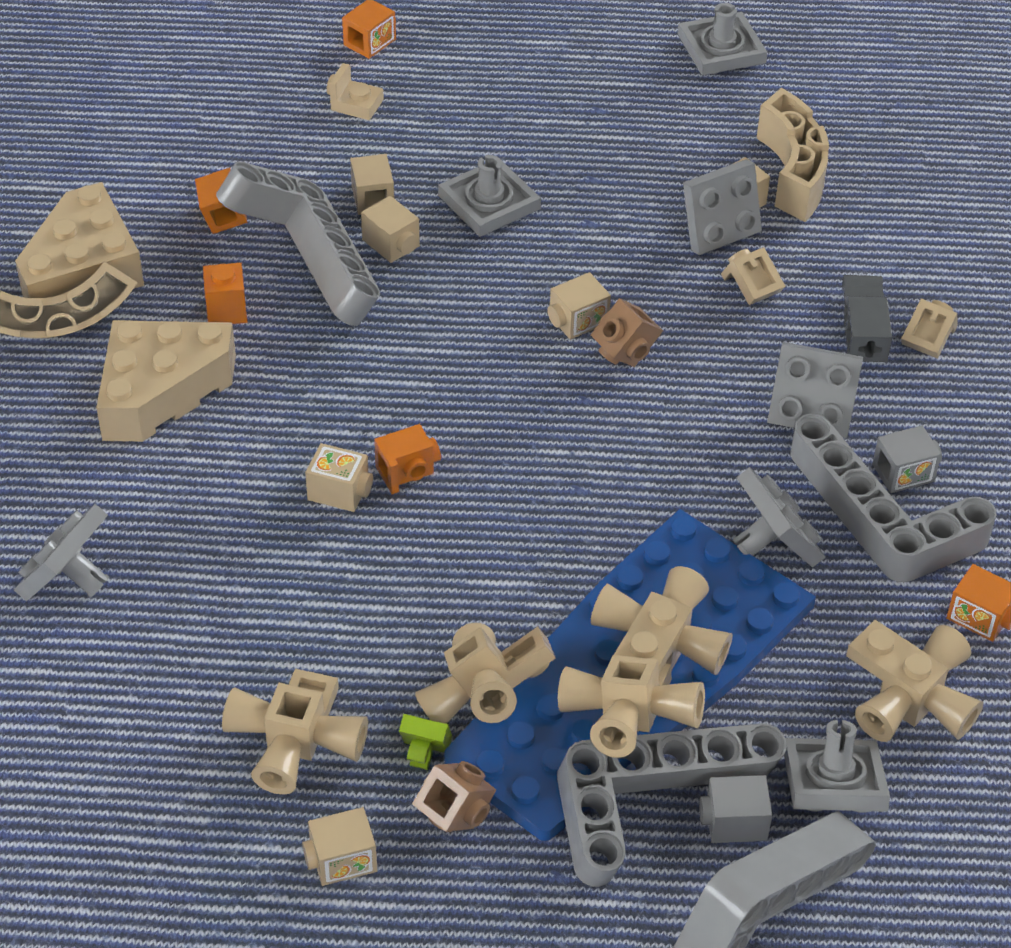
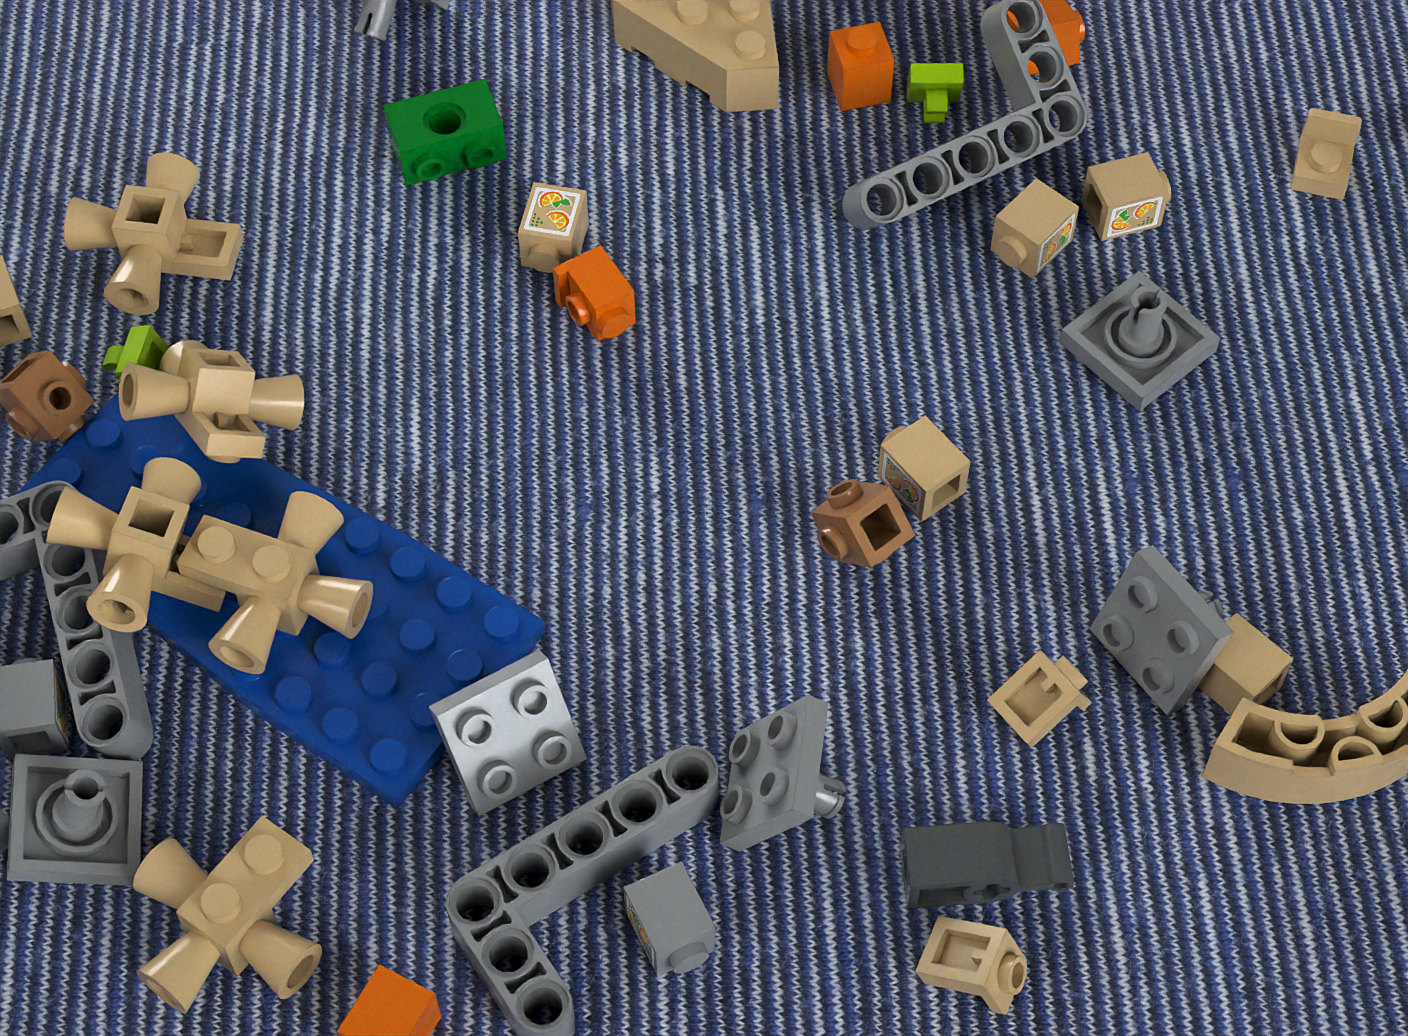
camera: 85 degrees right, 10 degrees up
(227, 537) = (445, 132): none -> green brick
(256, 261) = (935, 86): none -> lime tile

